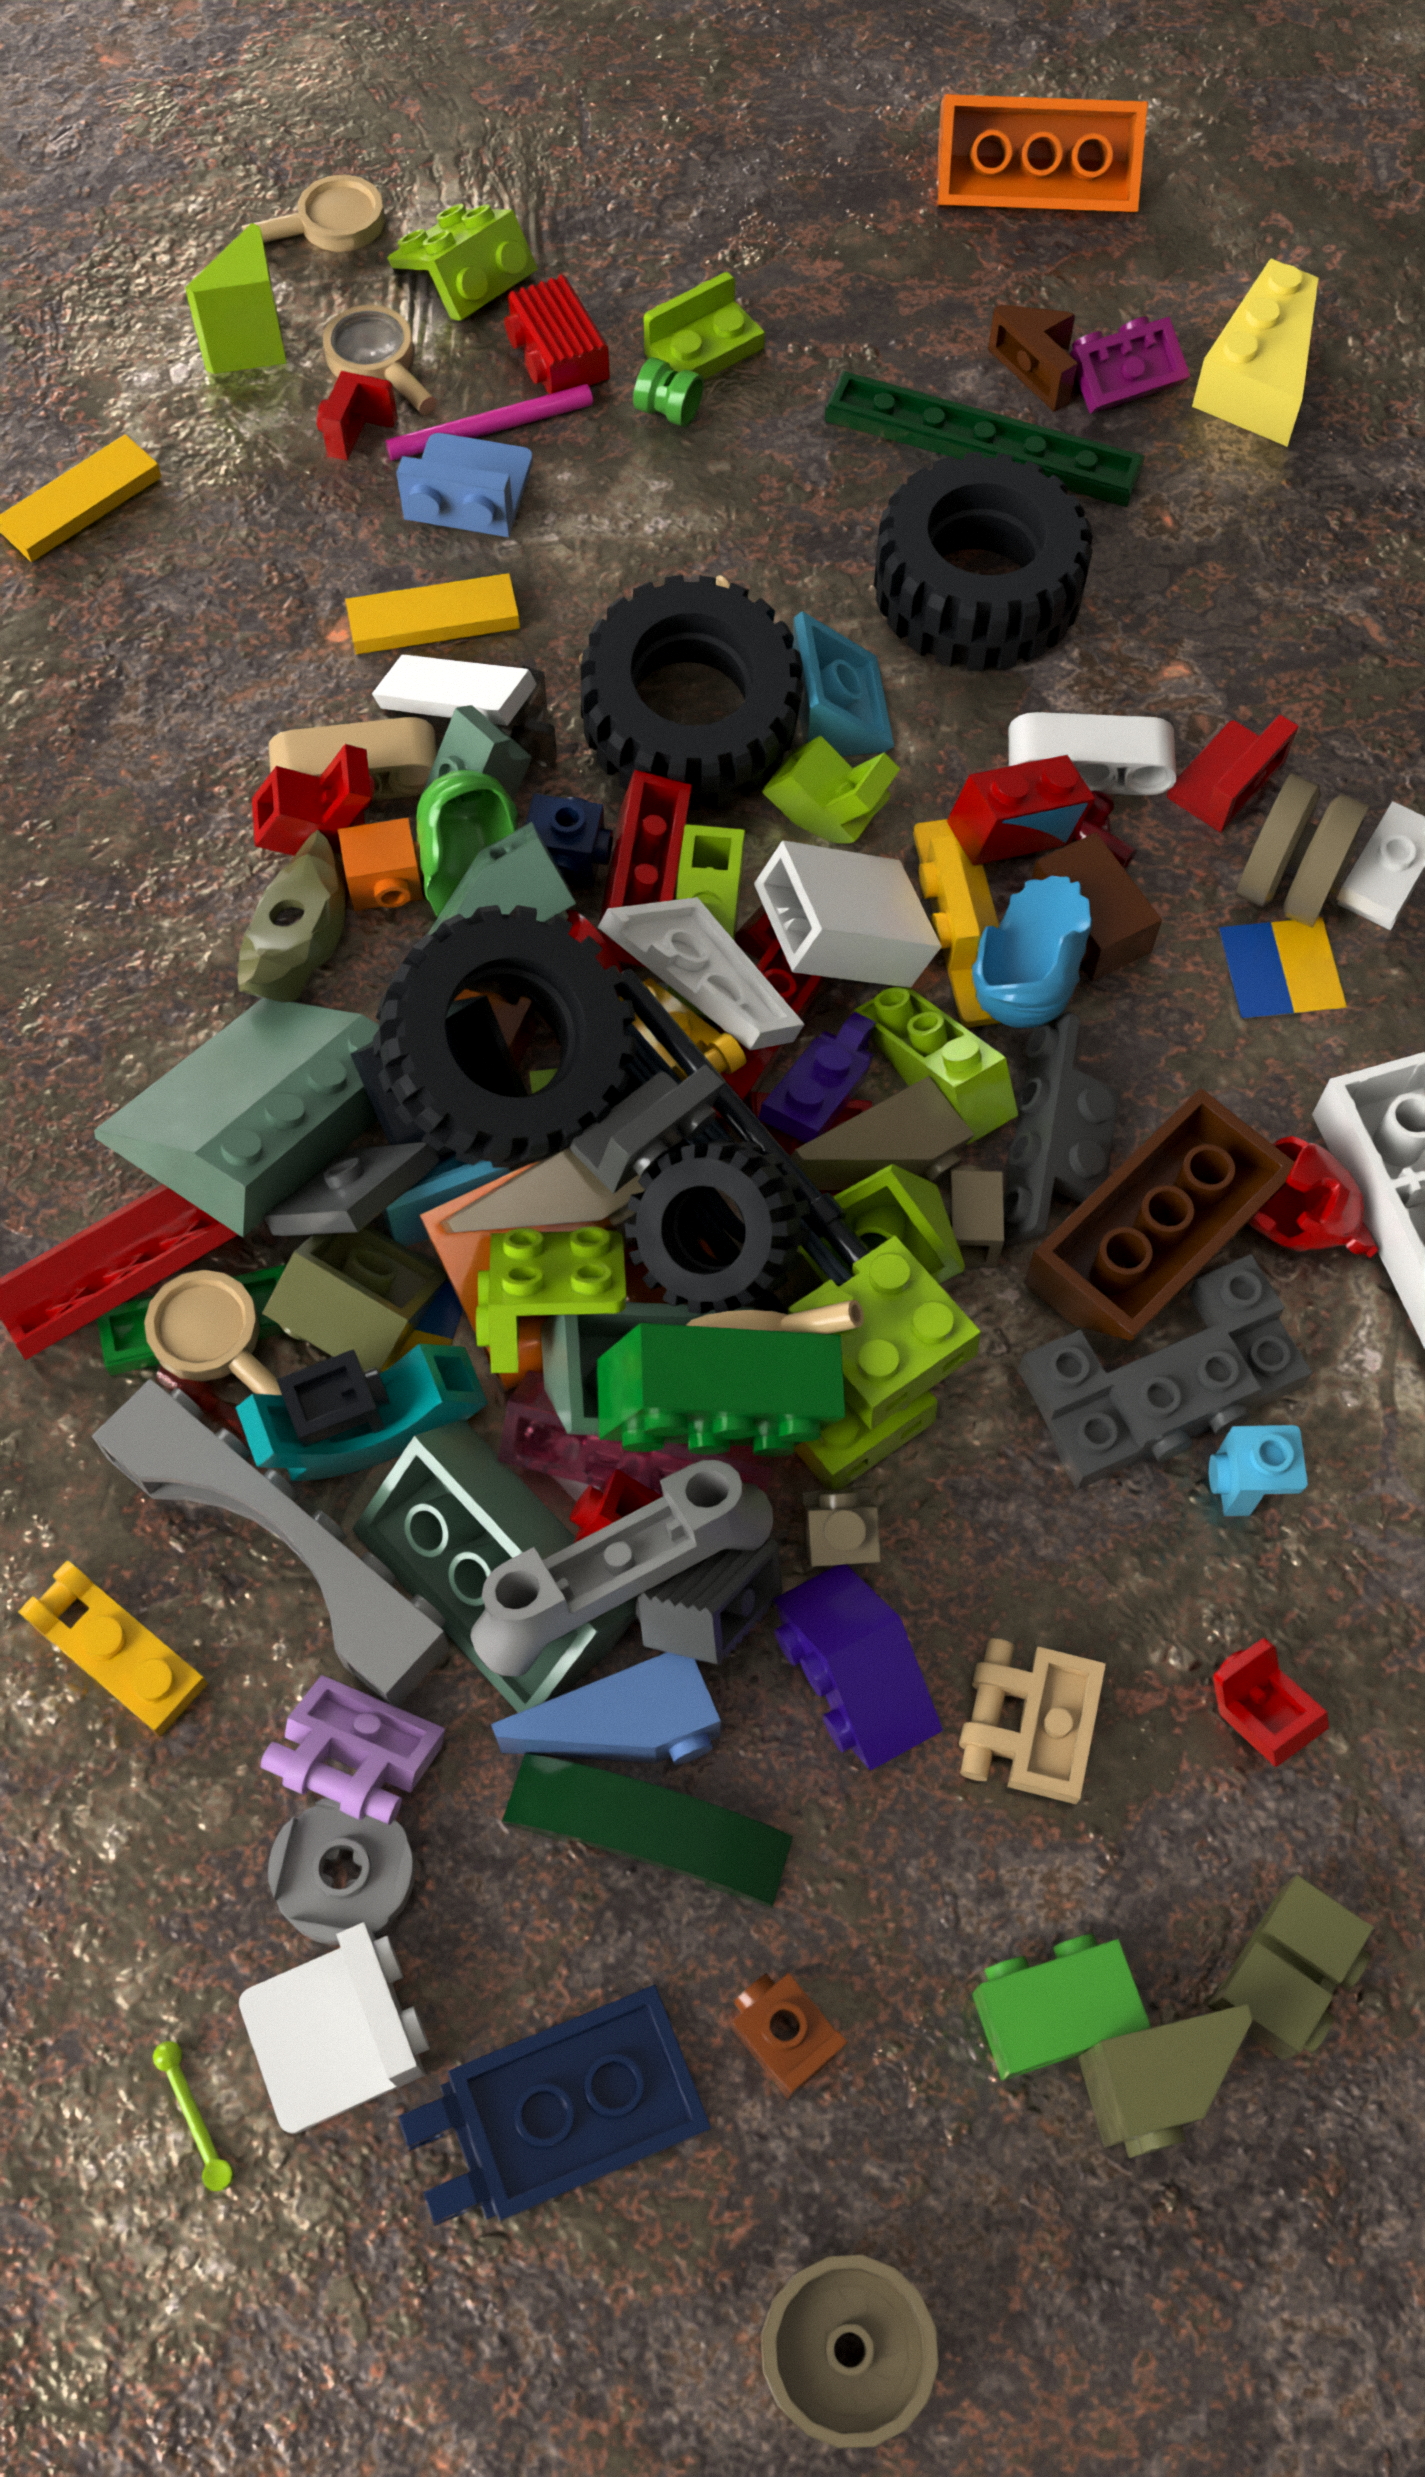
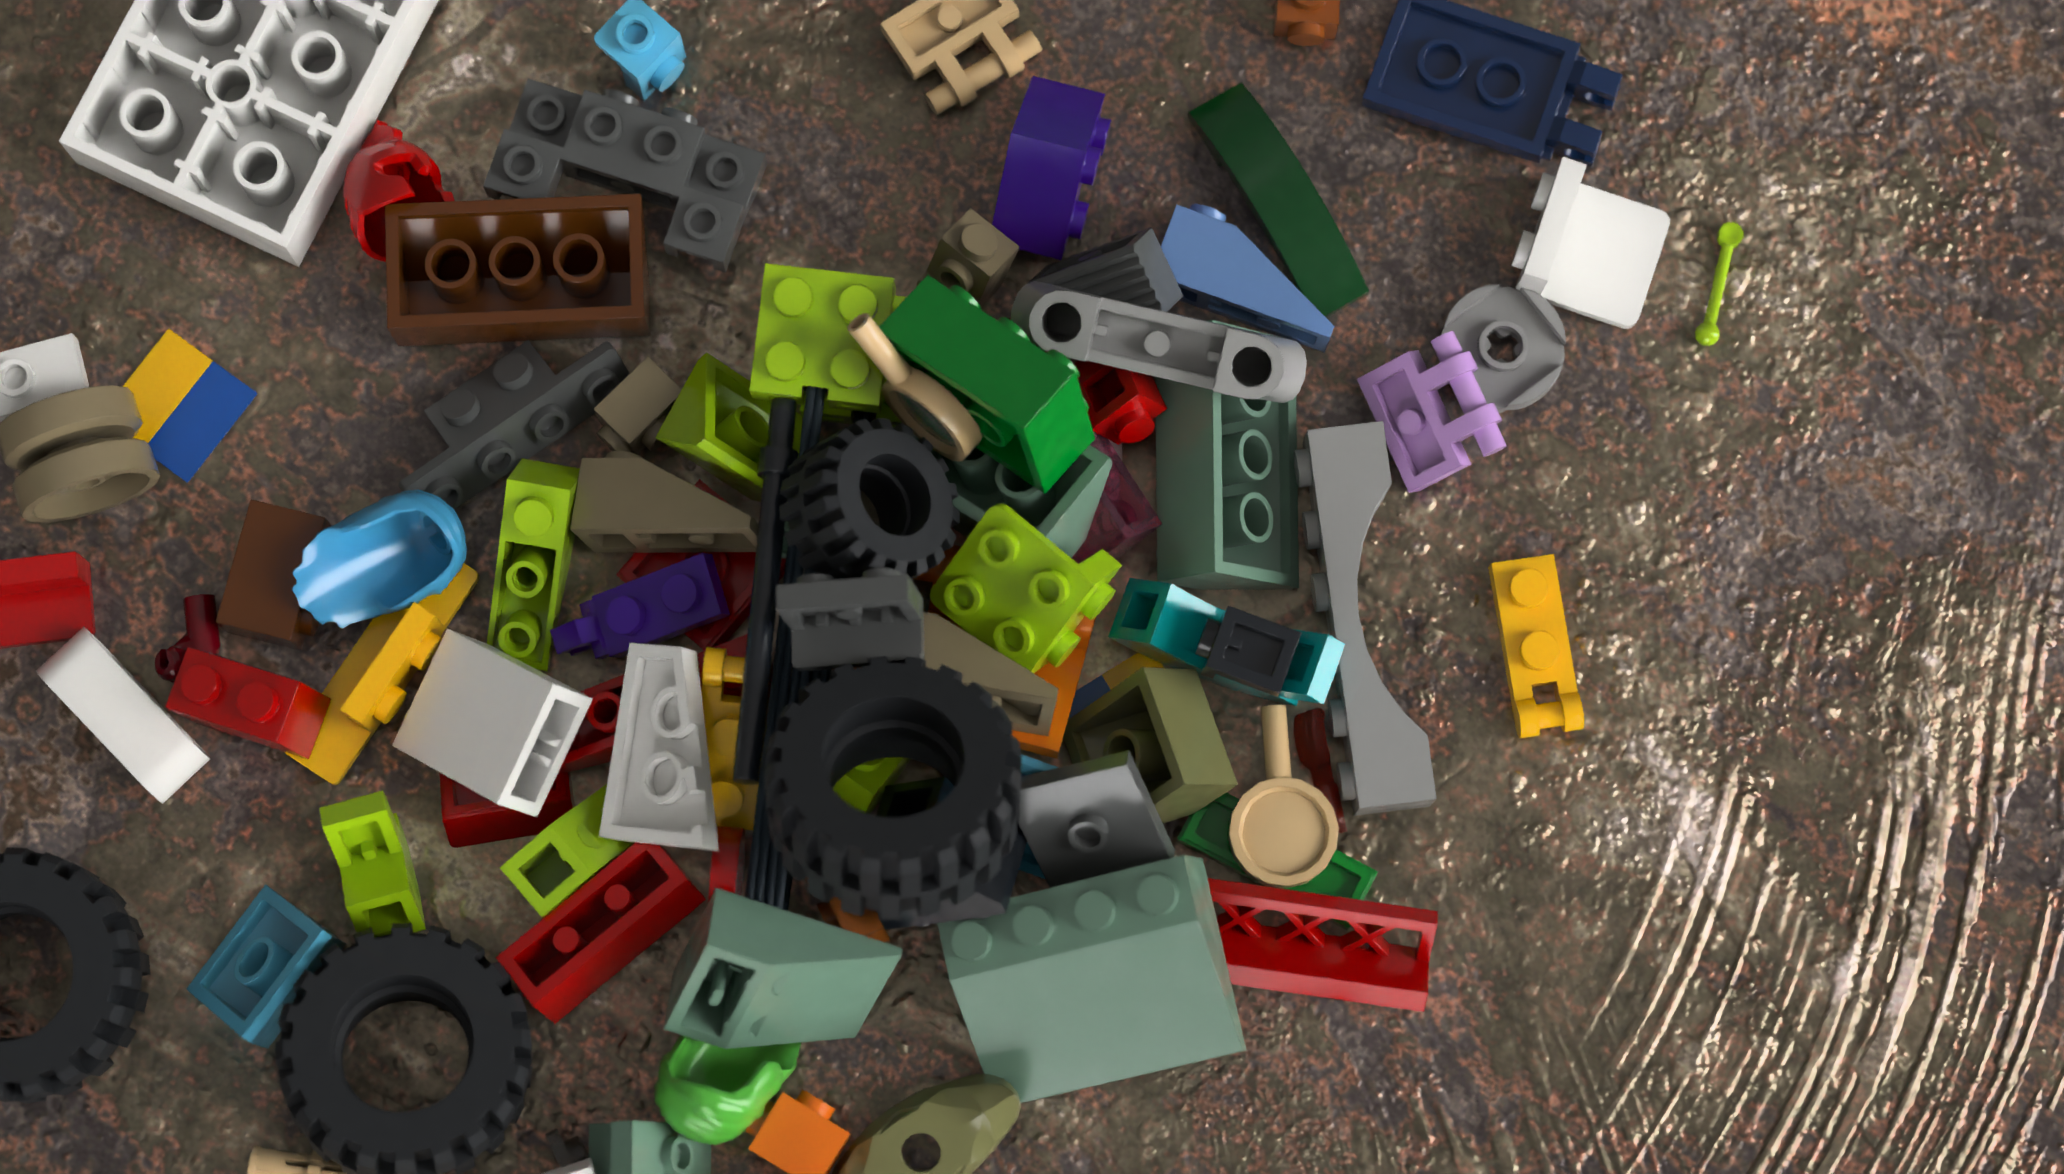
camera: 140 degrees left, 15 degrees up
(573, 835) = (638, 1042): dark blue brick -> none

